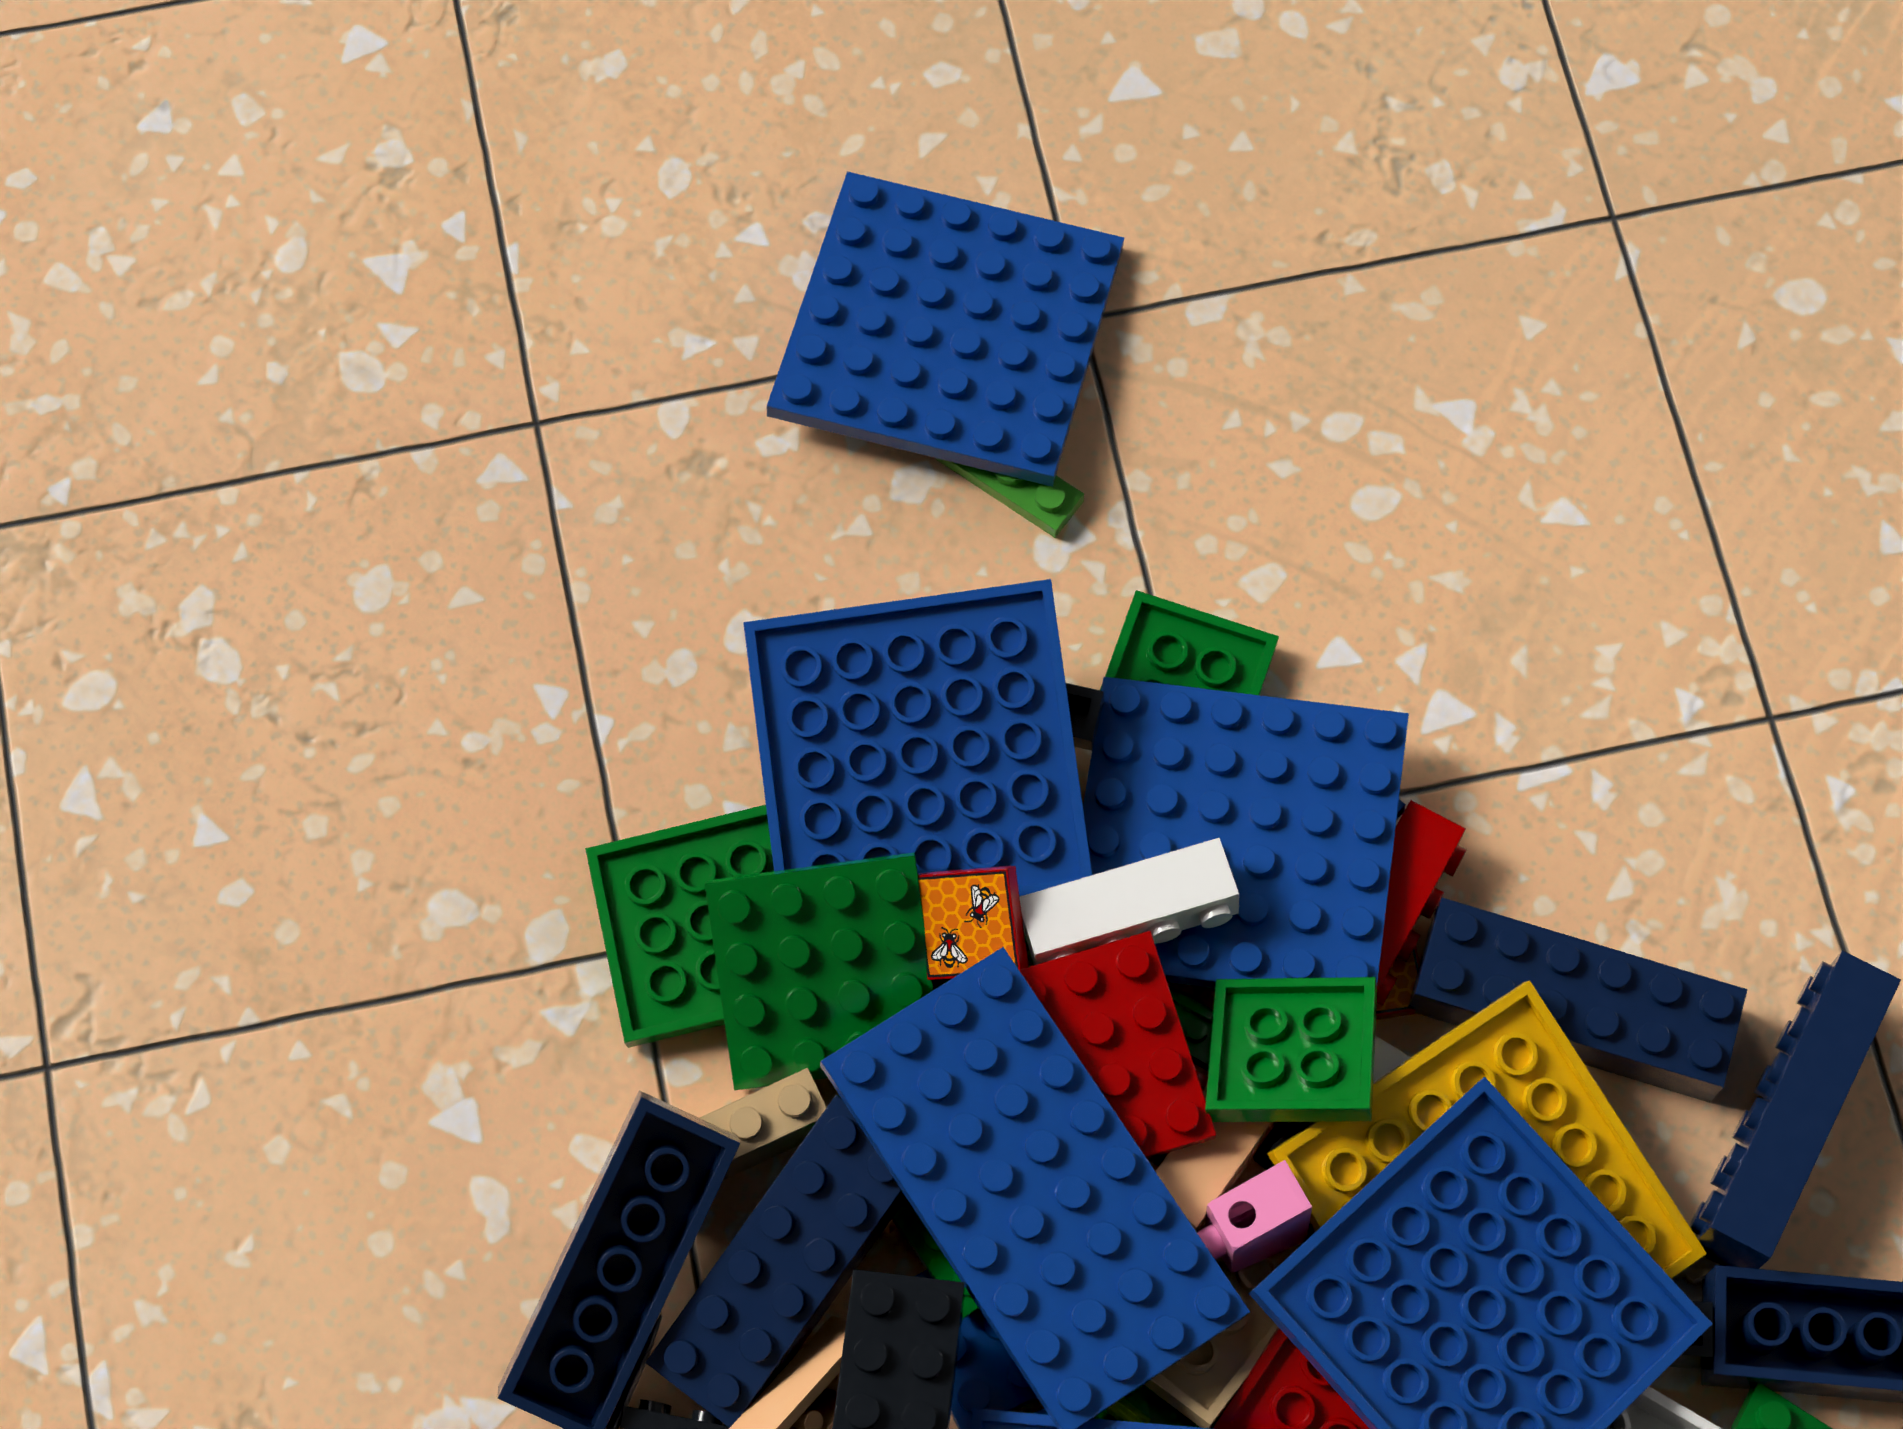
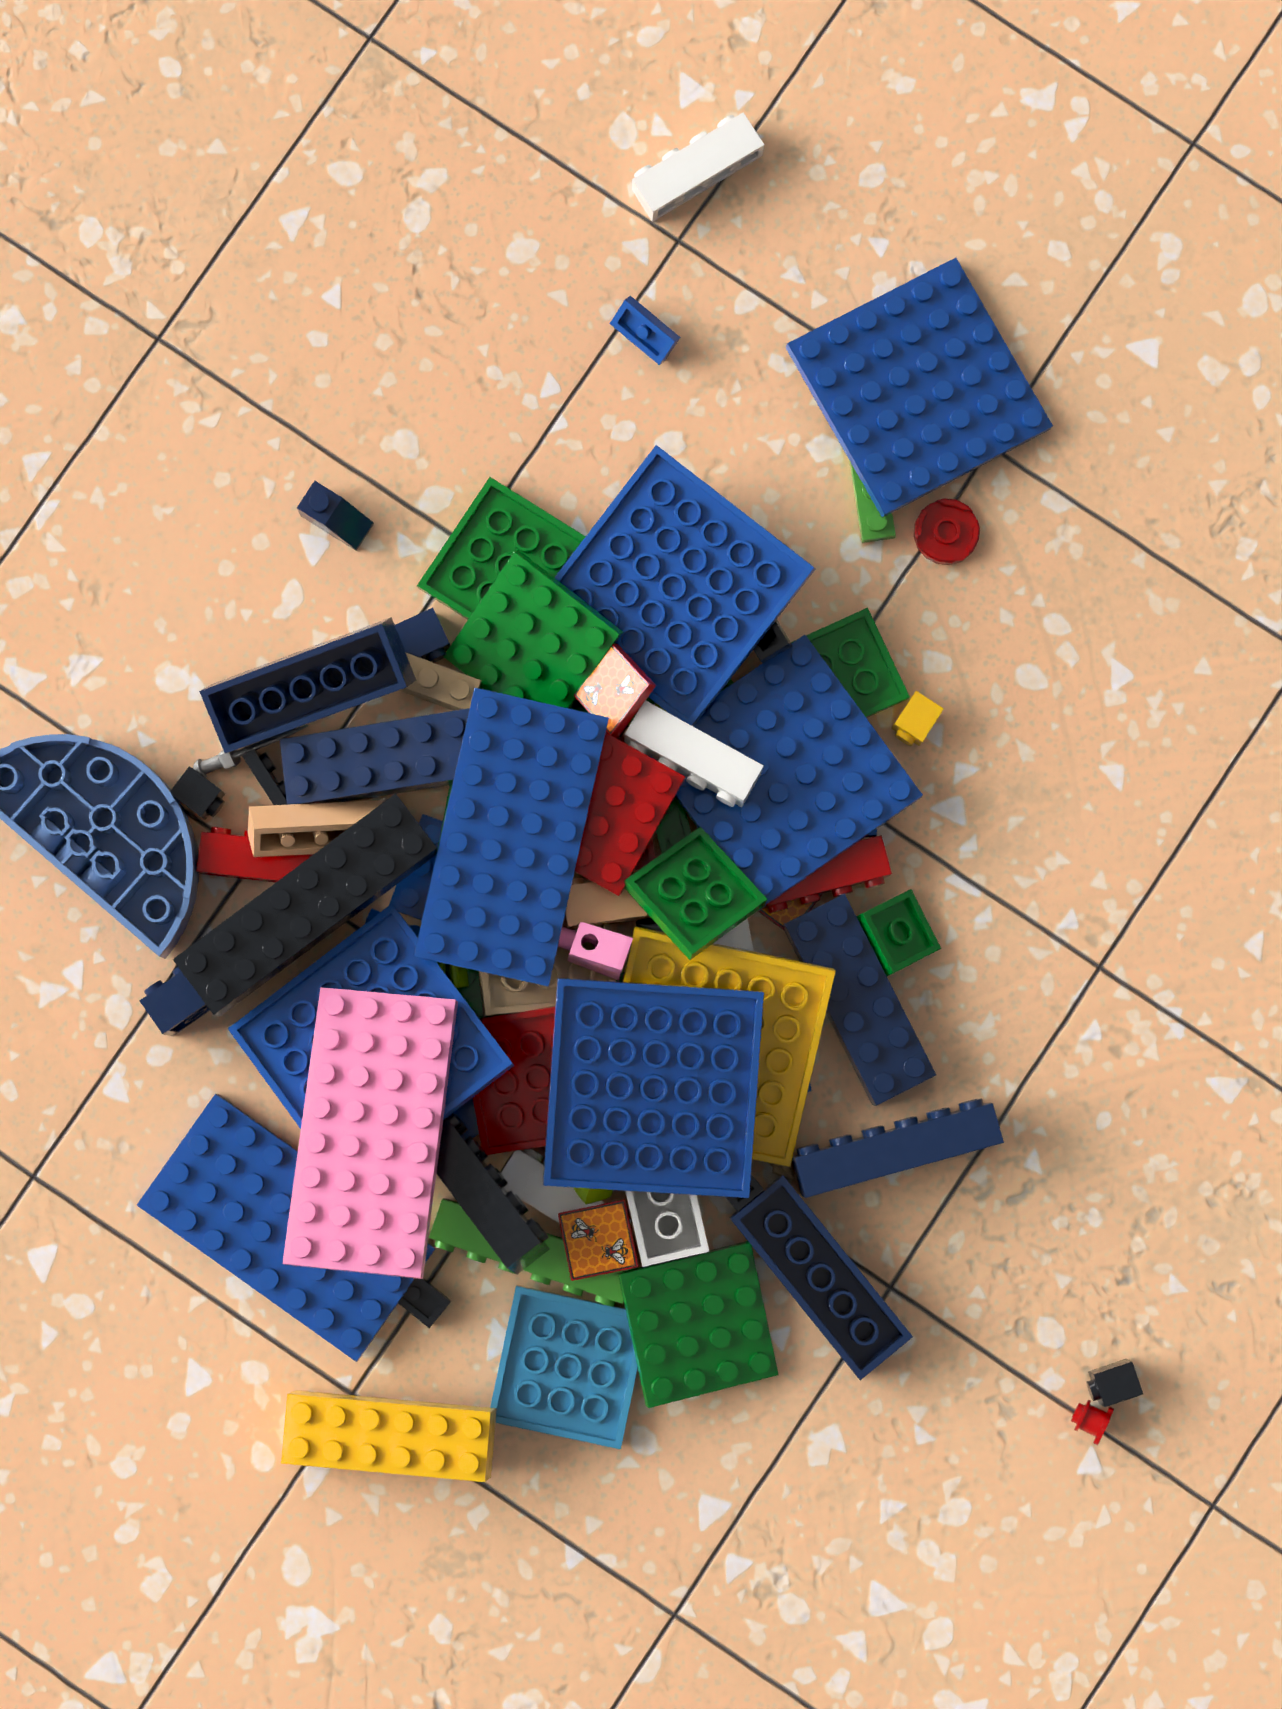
camera: 40 degrees right, 15 degrees up
(451, 1059) = (334, 515): none -> dark blue slope
(479, 329) = (697, 166): none -> white brick
(597, 540) = (644, 330): none -> blue plate
(693, 1082) = (423, 636): none -> dark blue slope
(1130, 442) = (946, 531): none -> red tile
(1310, 652) = (916, 719): none -> yellow brick
(1538, 884) = (898, 932): none -> green plate

